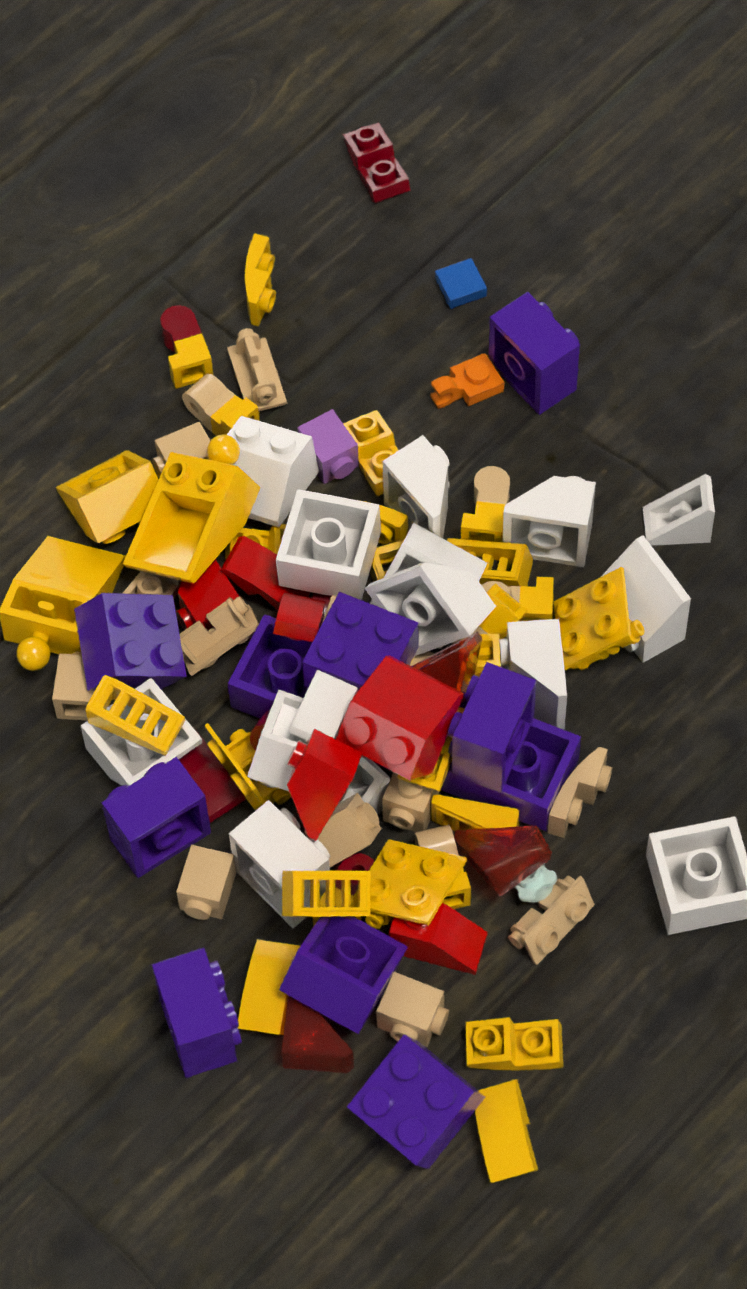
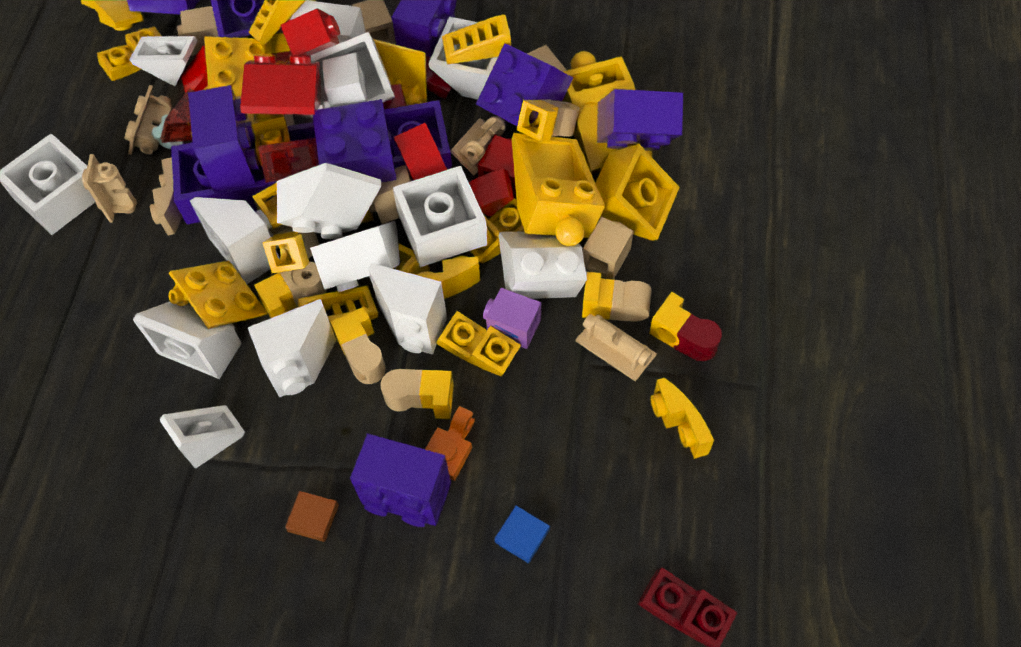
camera: 145 degrees right, 0 degrees up
(53, 523) = (639, 118): none -> dark purple brick
(152, 575) = (553, 119): none -> yellow leg
(460, 437) = (419, 390): none -> leg
(479, 977) = (164, 56): none -> white slope
(626, 398) = (312, 516): none -> dark orange tile
(641, 815) = (108, 188): none -> tan hinge

